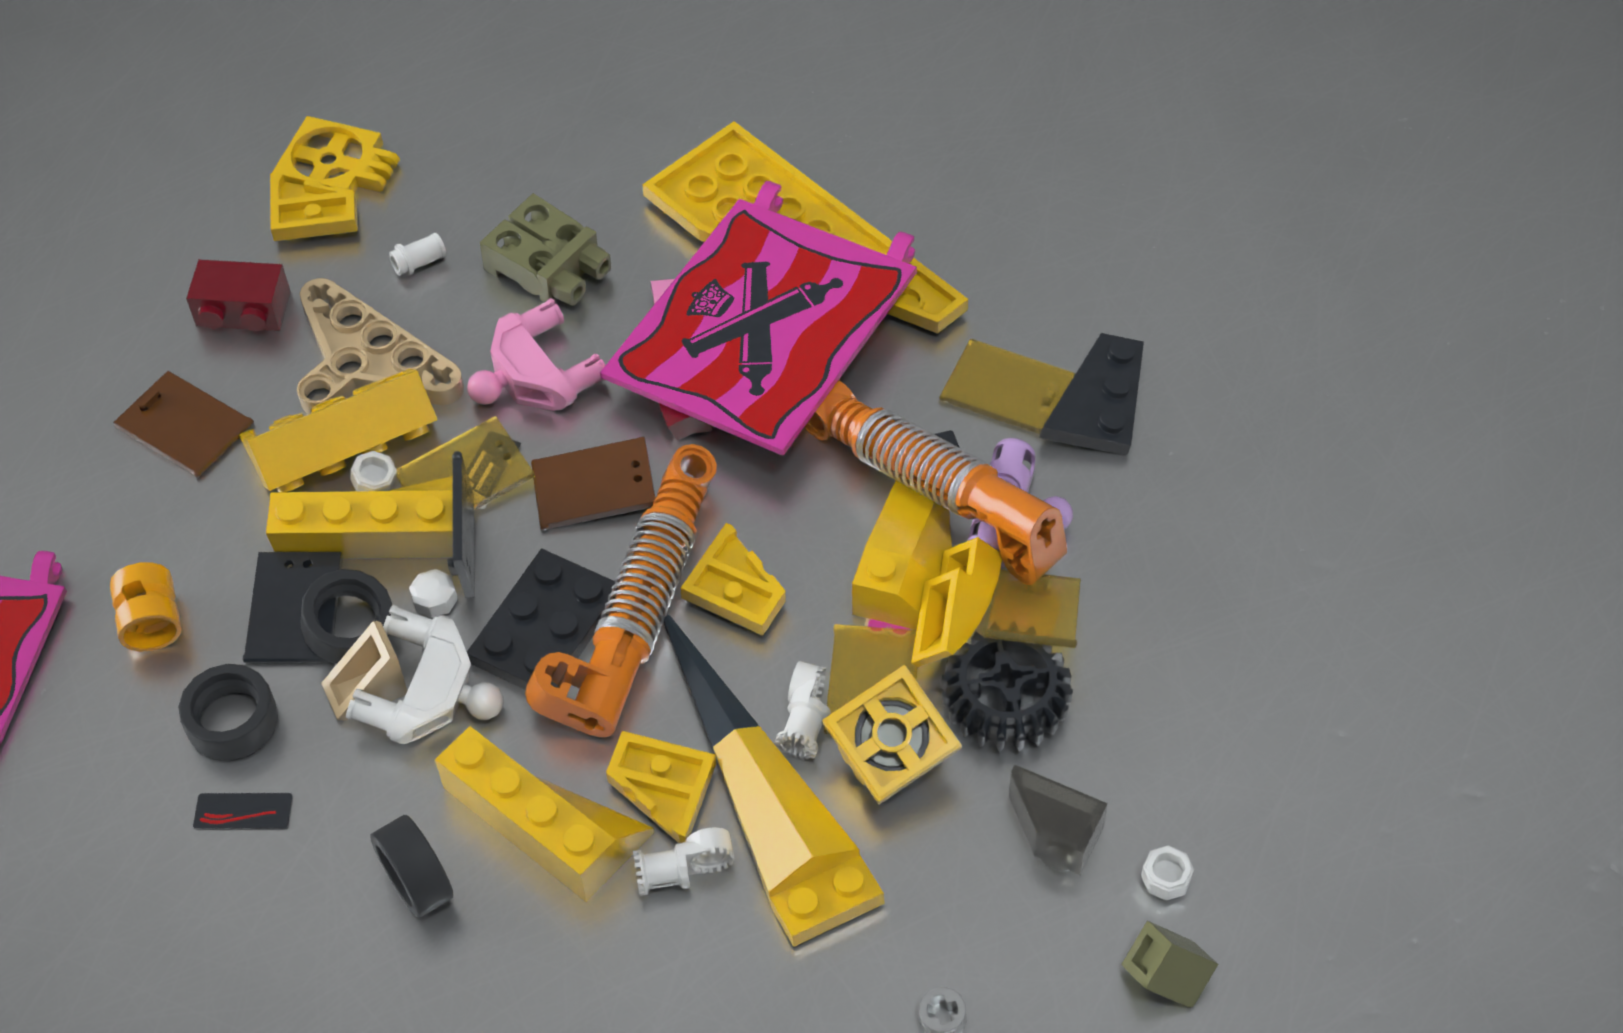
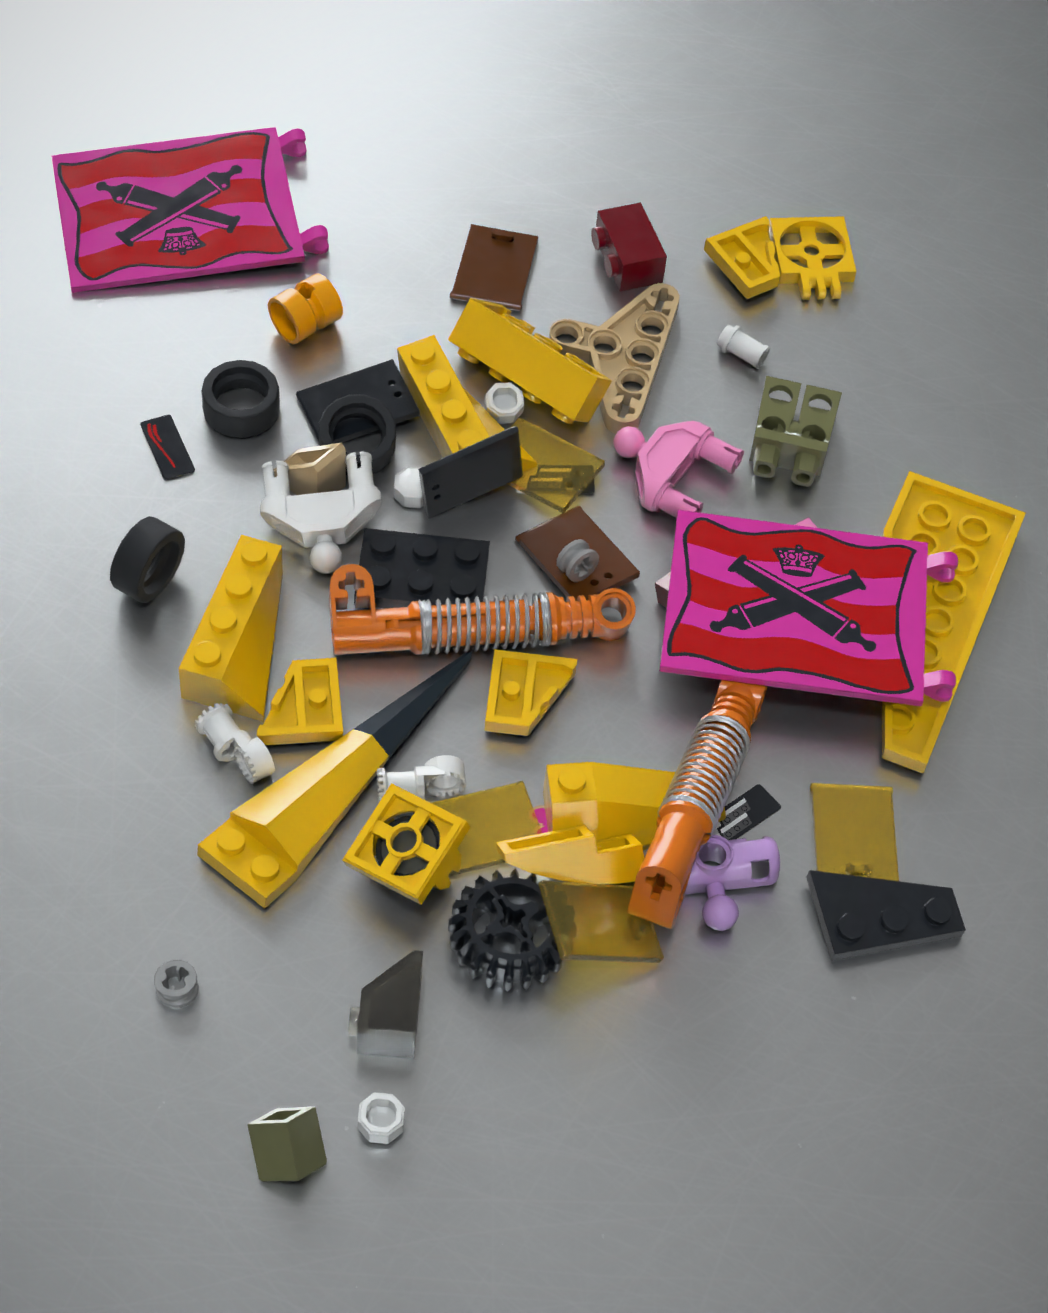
camera: 60 degrees right, 0 degrees up
(614, 477) = (577, 560): none -> light grey bush

